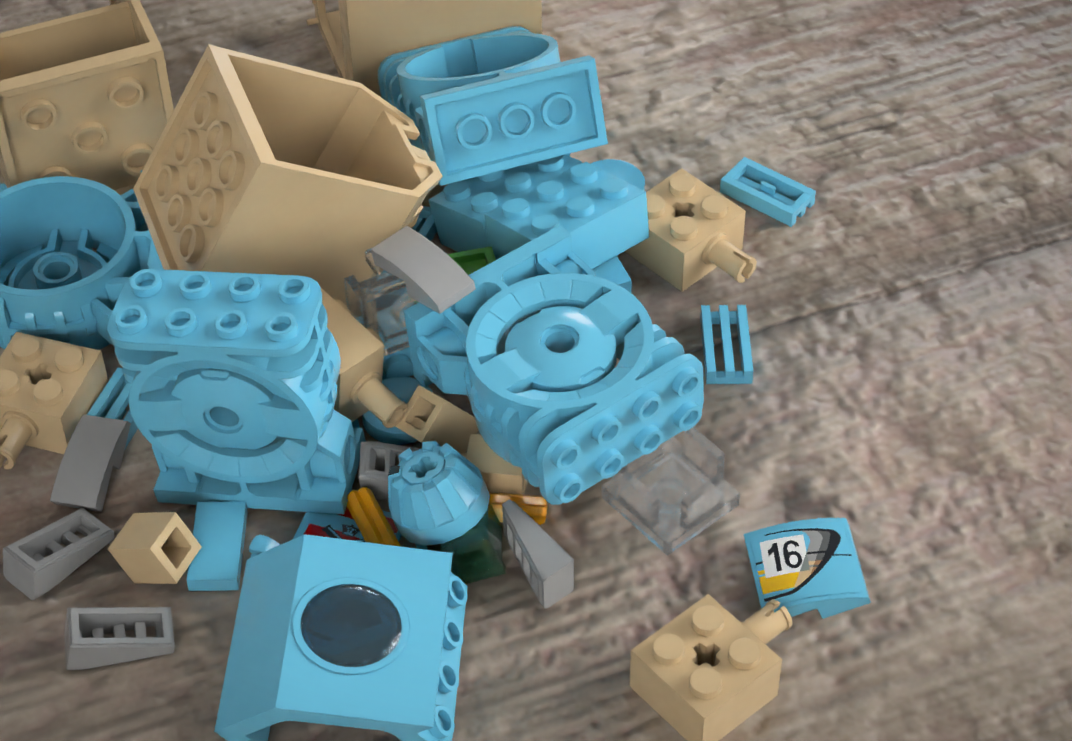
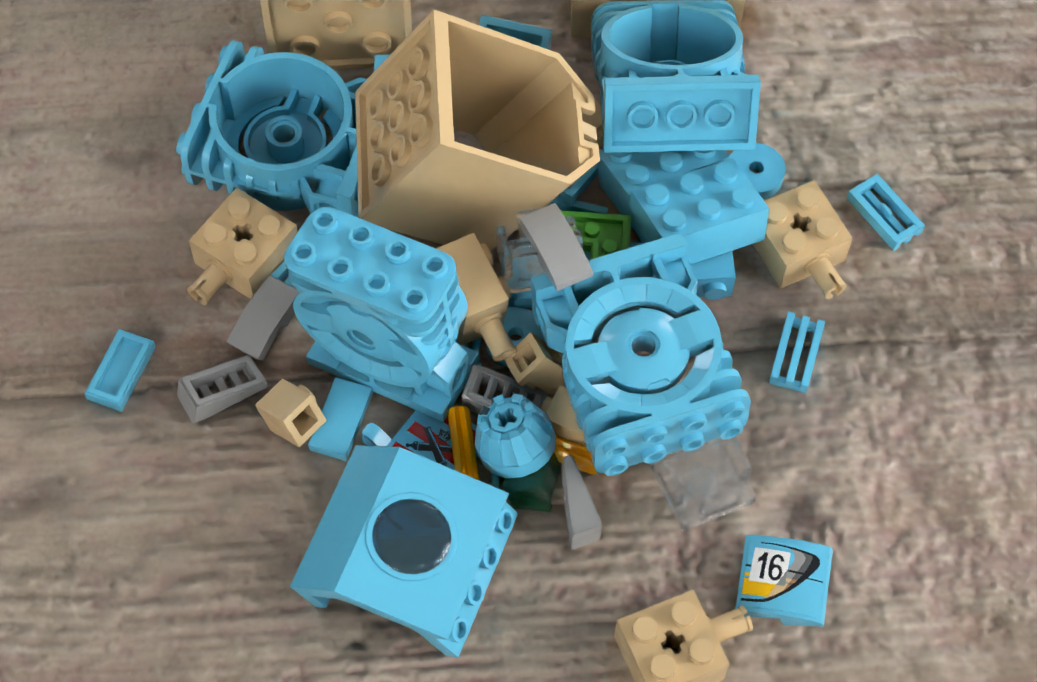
camera: 15 degrees right, 15 degrees up
(100, 651) = (230, 487): light grey slope -> none

